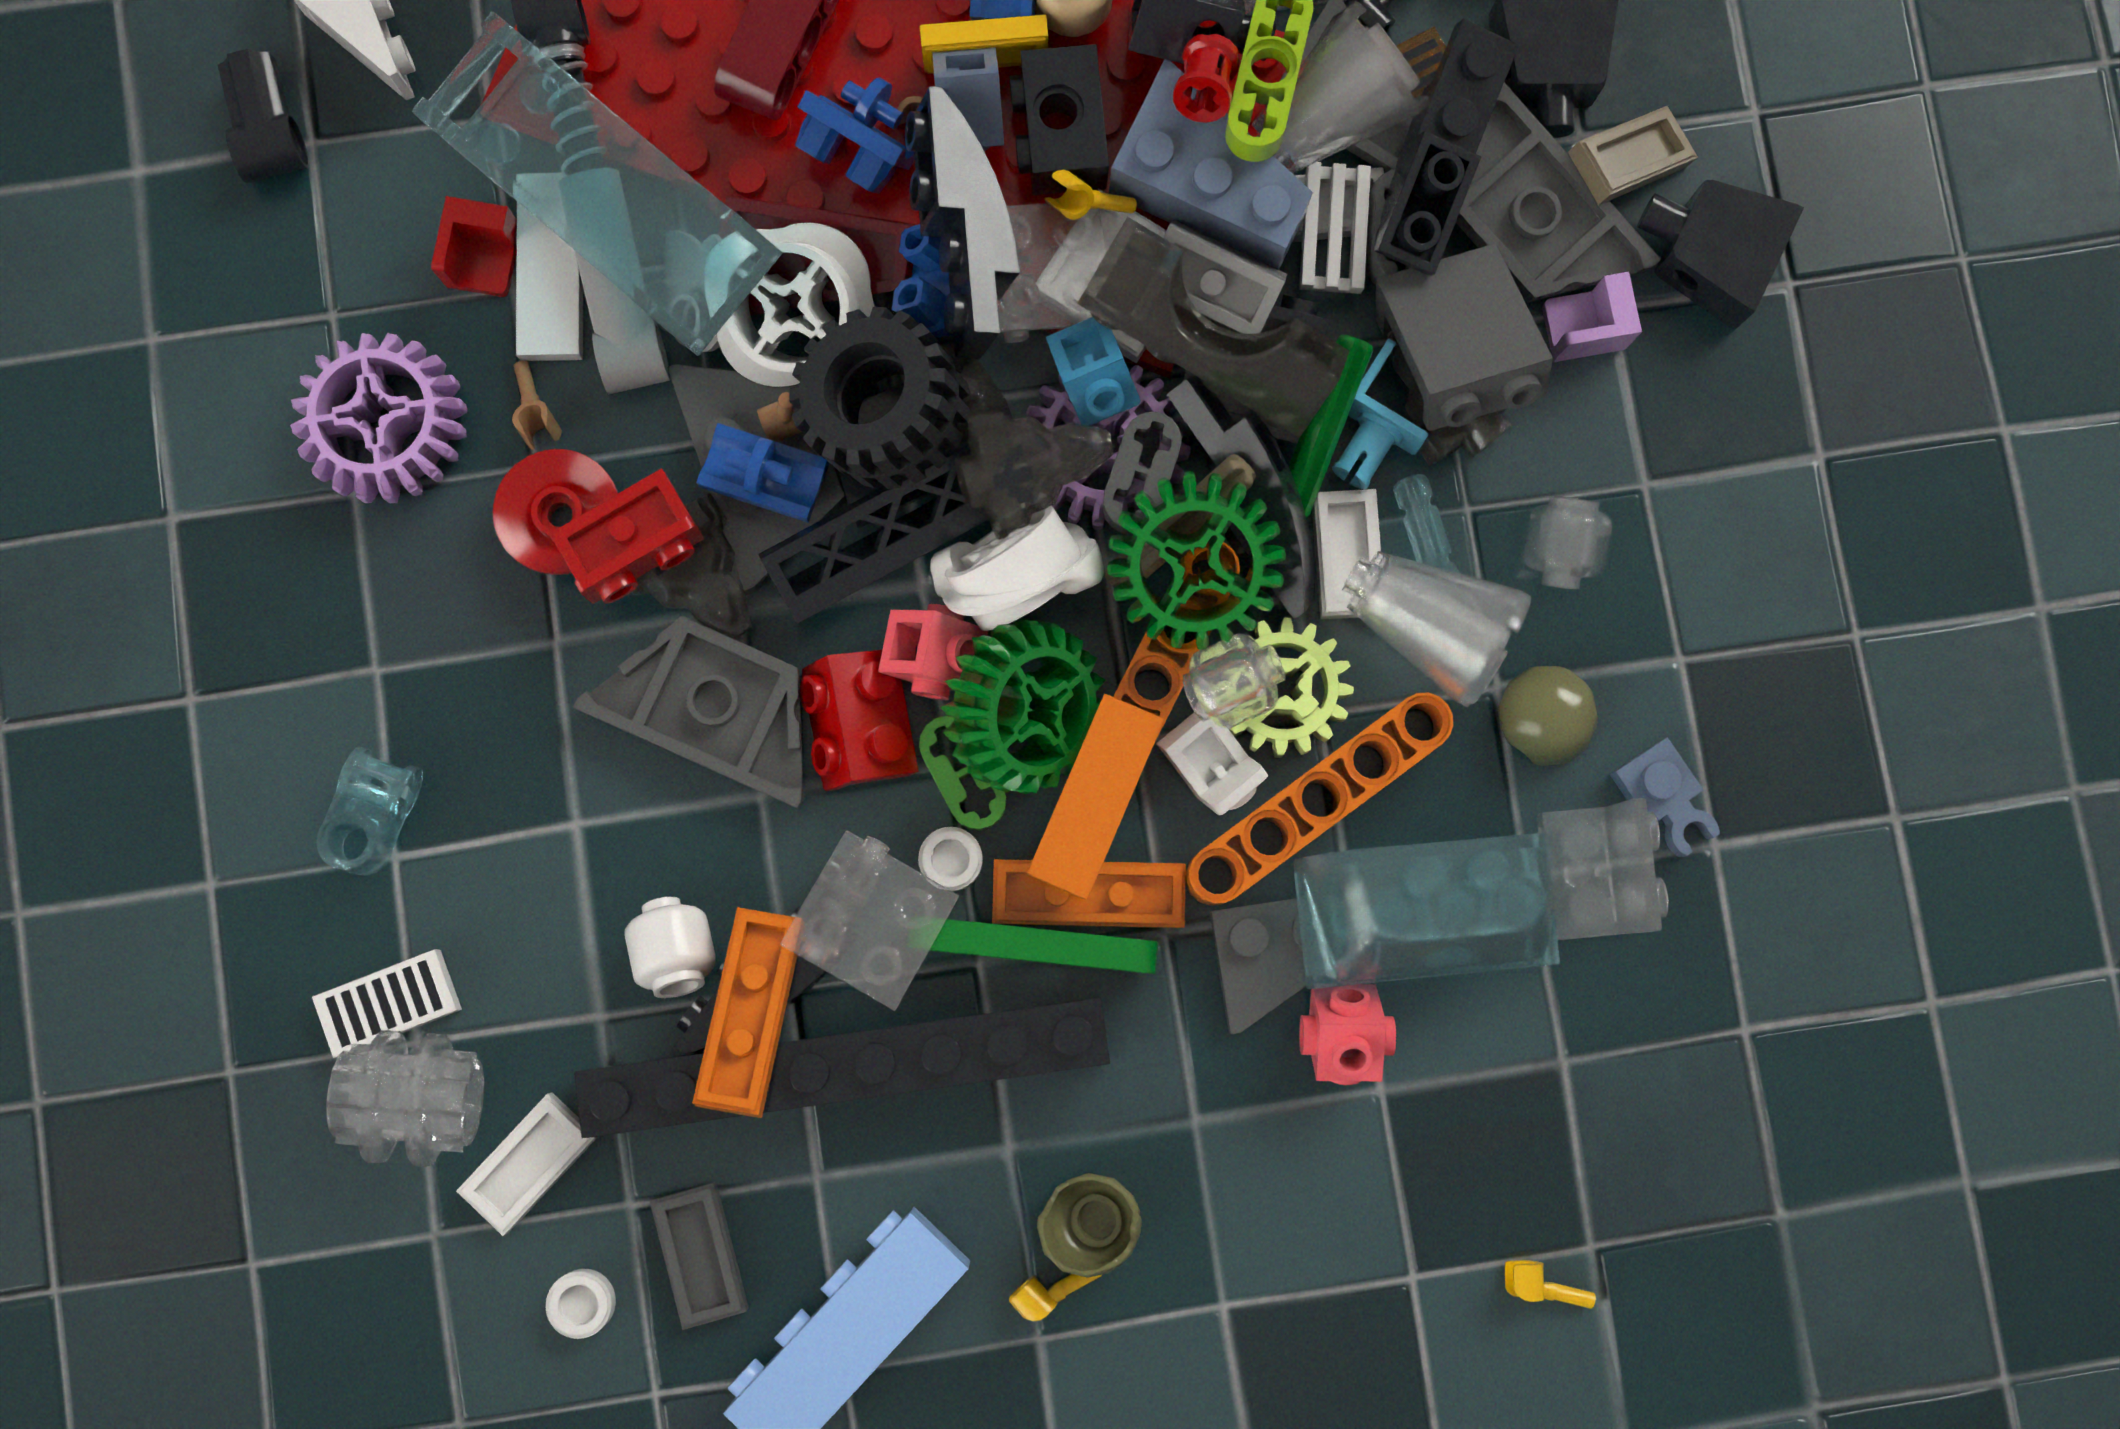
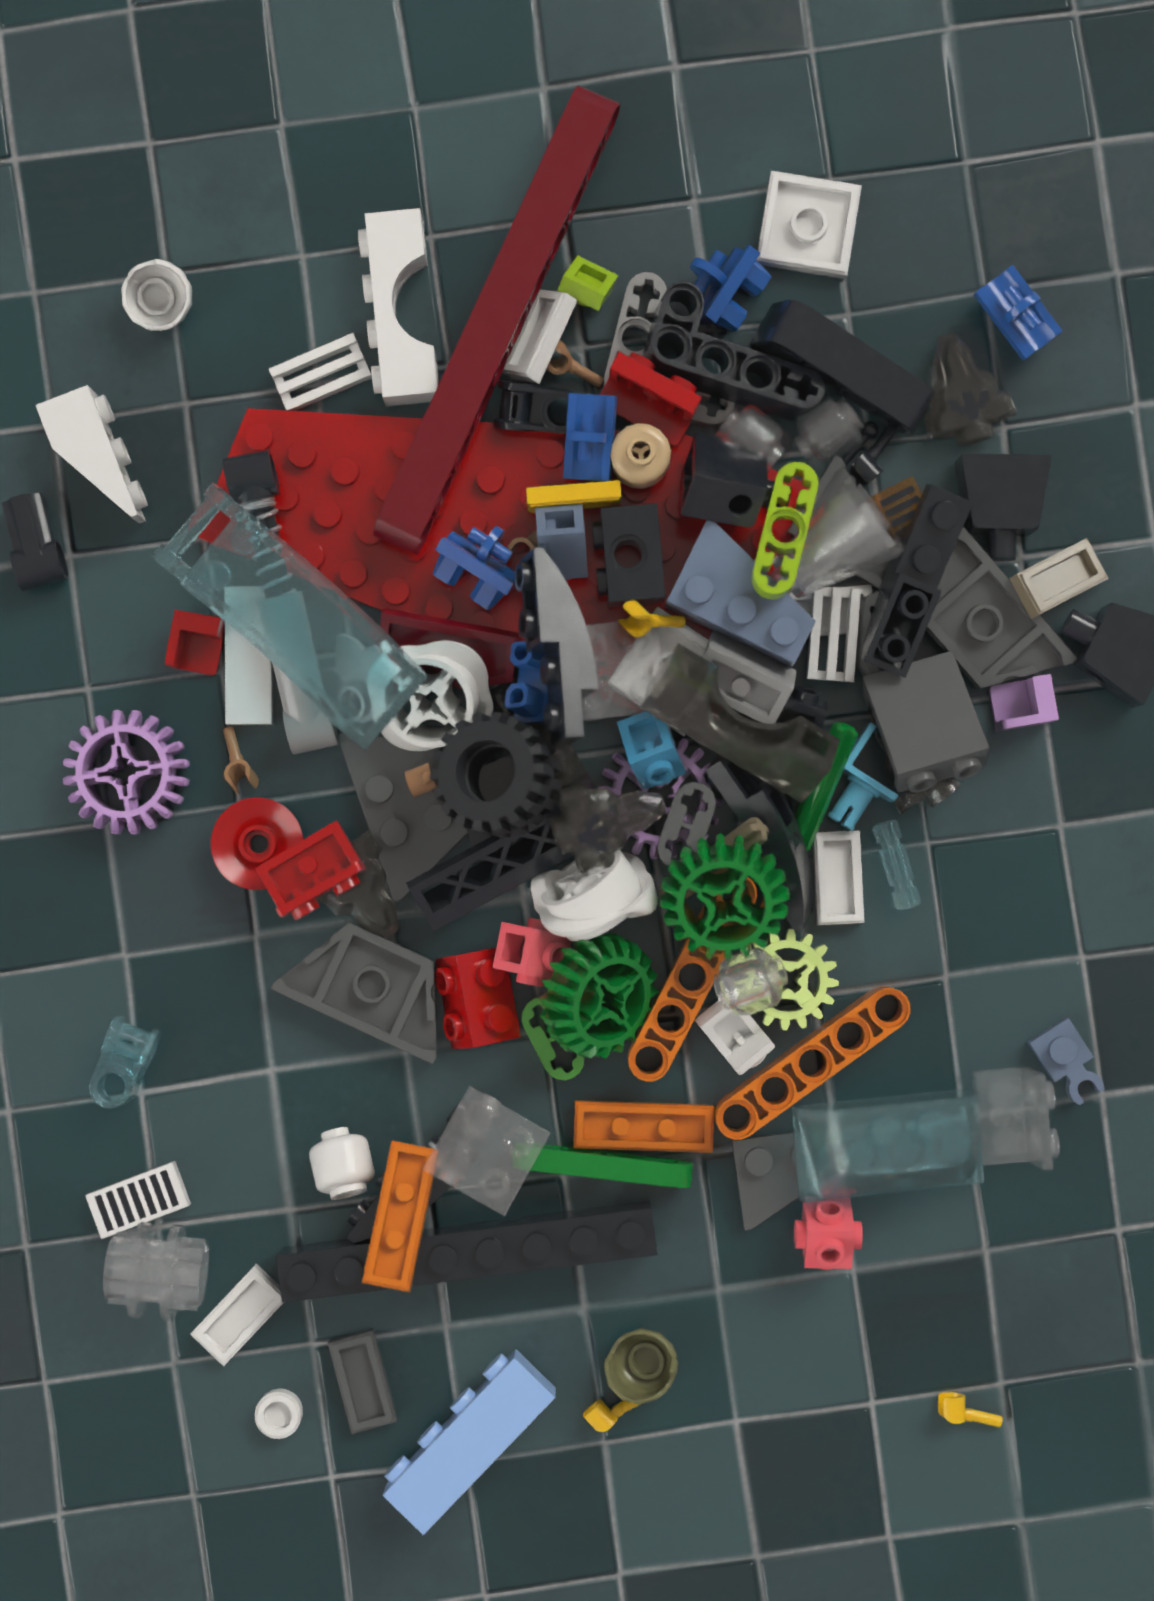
camera: 10 degrees right, 5 degrees up
(763, 472) = (409, 823): blue hips -> none
(951, 858) = (543, 1100): white tile -> none
(1095, 796) = (649, 1063): orange tile -> none
(1201, 72) = (738, 539): red bush -> none
(1438, 619) = (901, 934): clear cone -> none
(1548, 714) = (982, 999): olive hair -> none
(1567, 541) = (999, 872): clear head -> none

